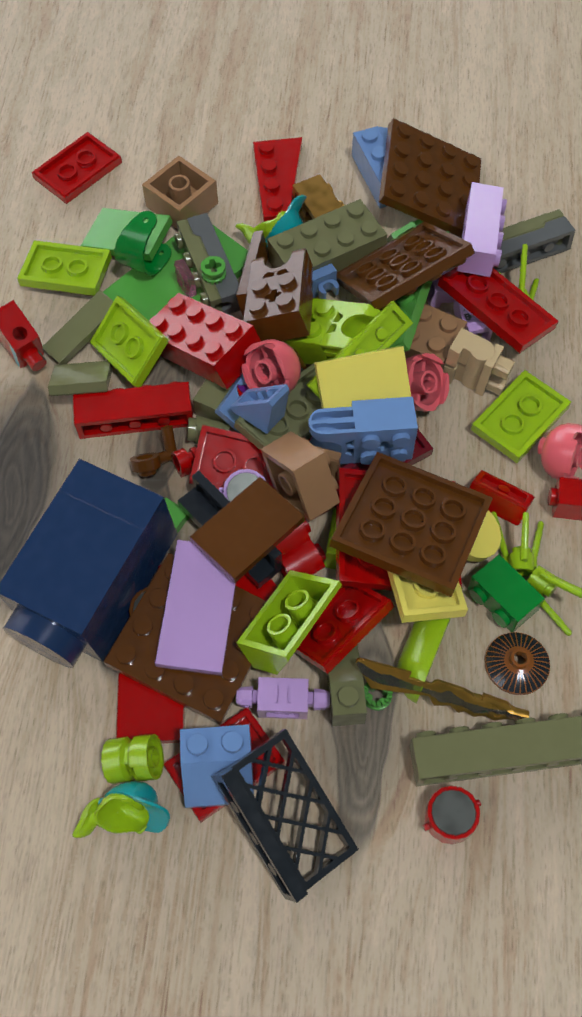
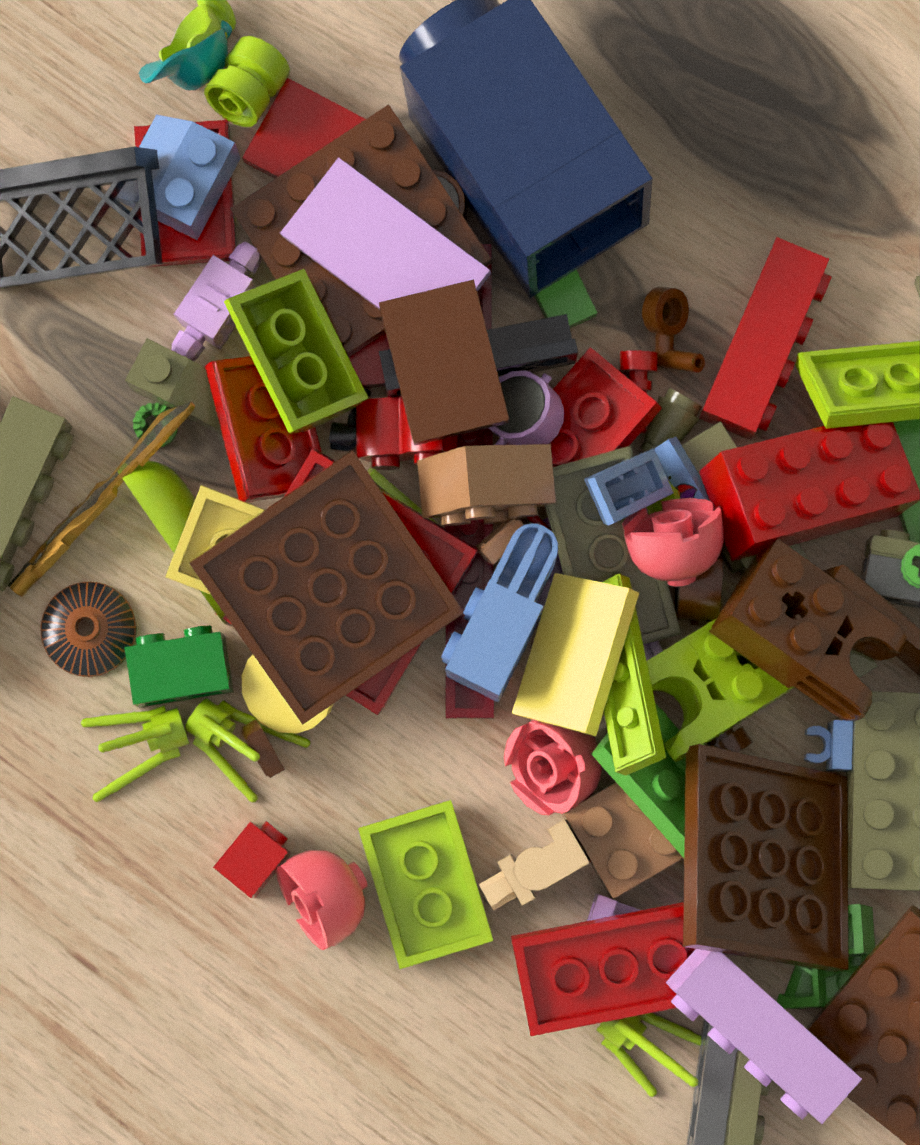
camera: 125 degrees right, 20 degrees up
(80, 378) = (861, 287): olive tile -> none
(507, 501) = (325, 769): red slope -> none
(514, 525) = (259, 742): none -> reddish brown tile

